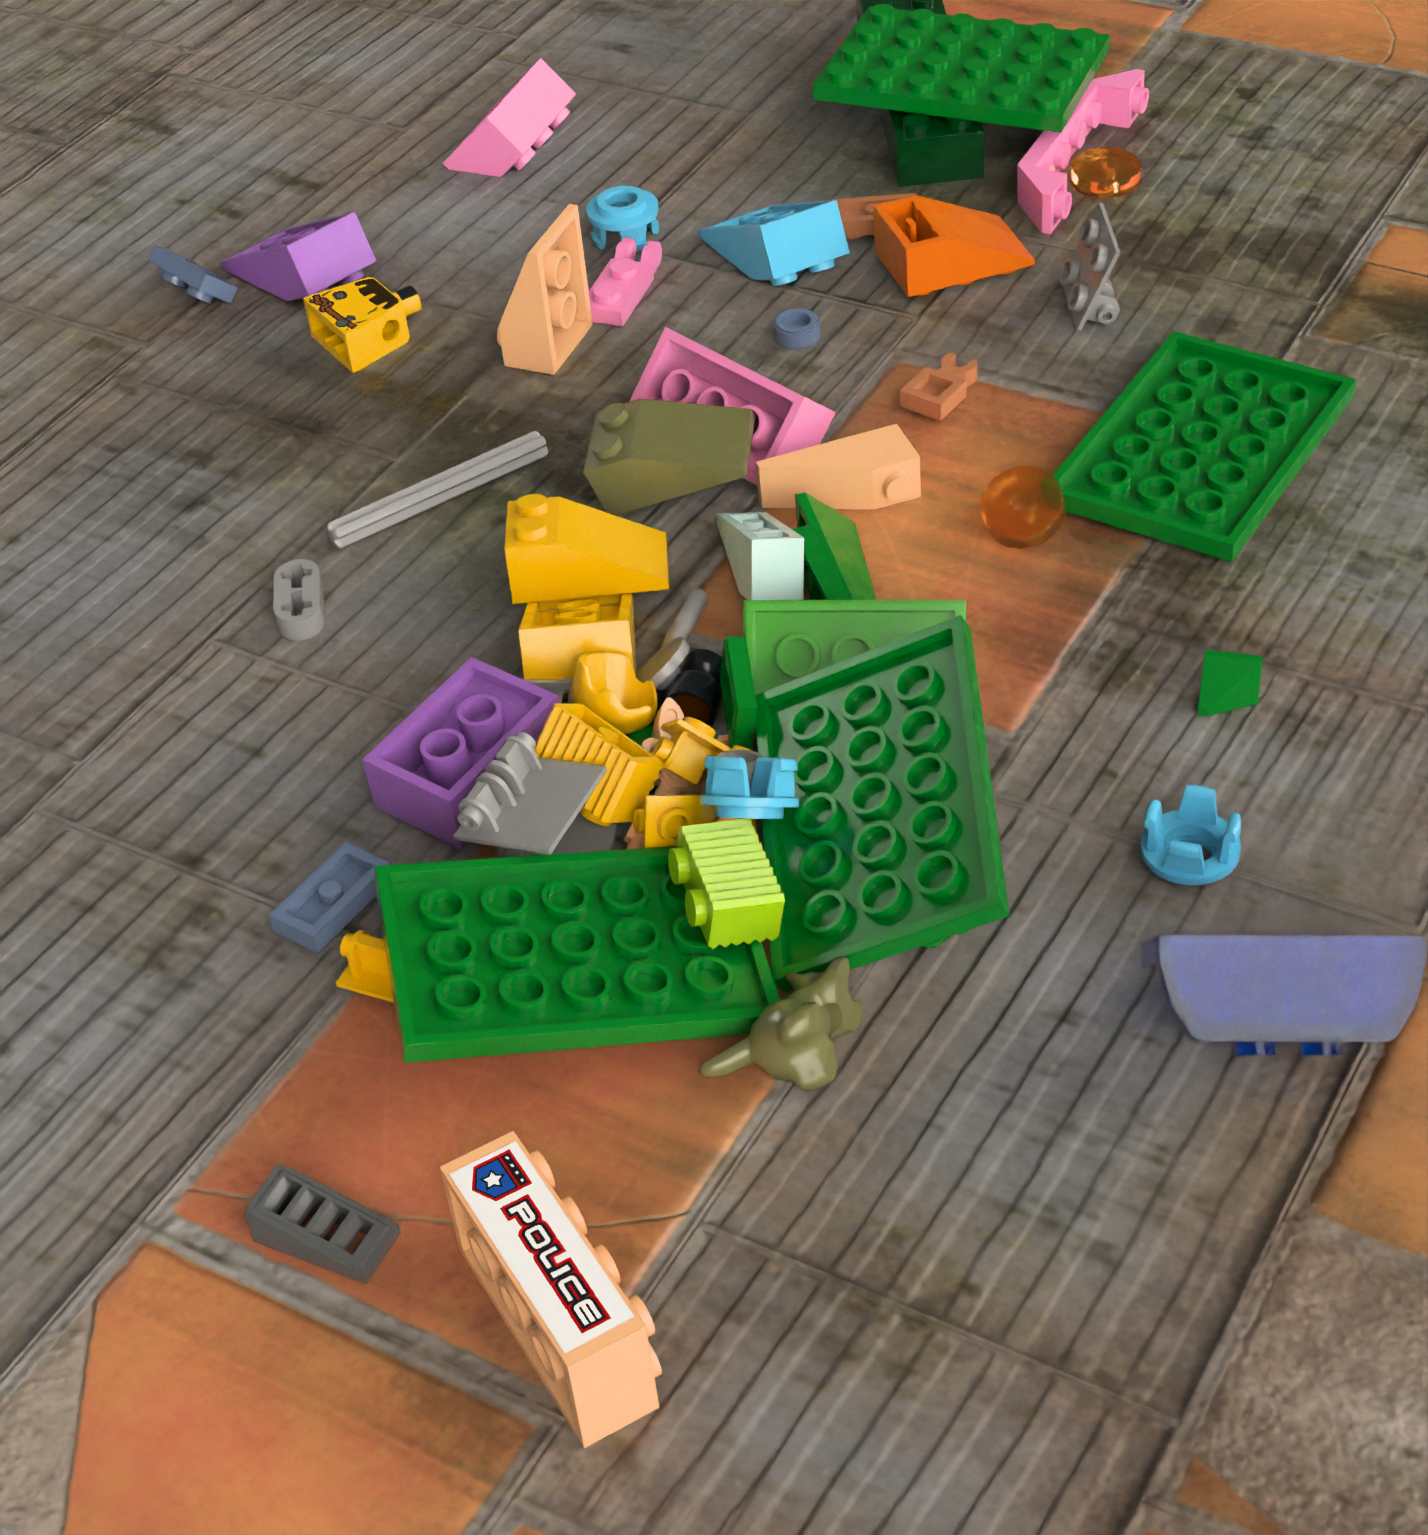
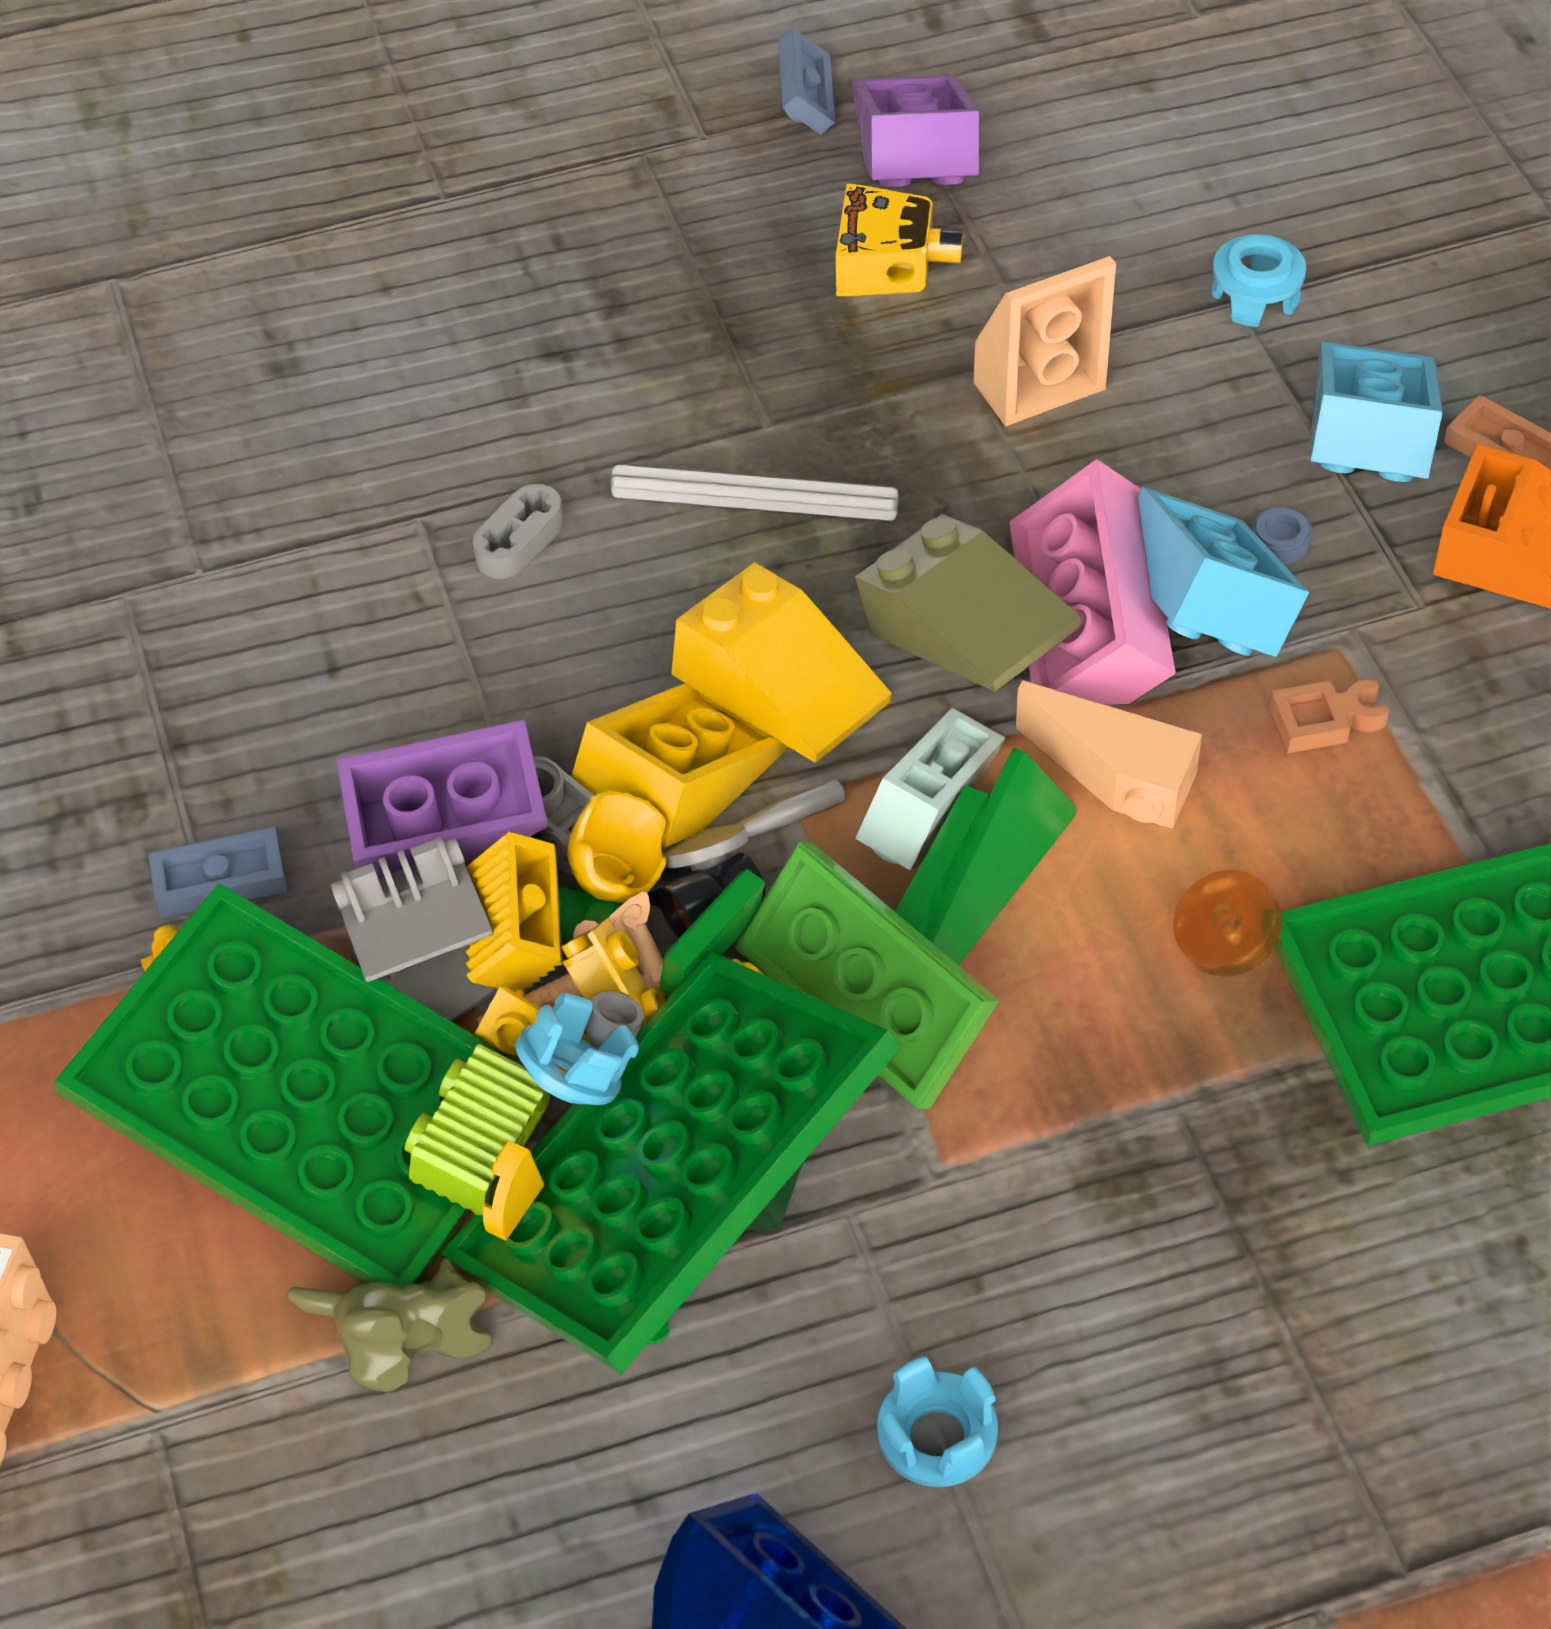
camera: 40 degrees right, 10 degrees up
(515, 125) = (1285, 84): bright pink slope -> none
(623, 282) = (1179, 358): bright pink hinge -> none
(796, 891) = (515, 1191): none -> yellow tile
(804, 351) = (1216, 576): none -> medium azure slope
(1229, 682) = (1177, 1283): green slope -> none

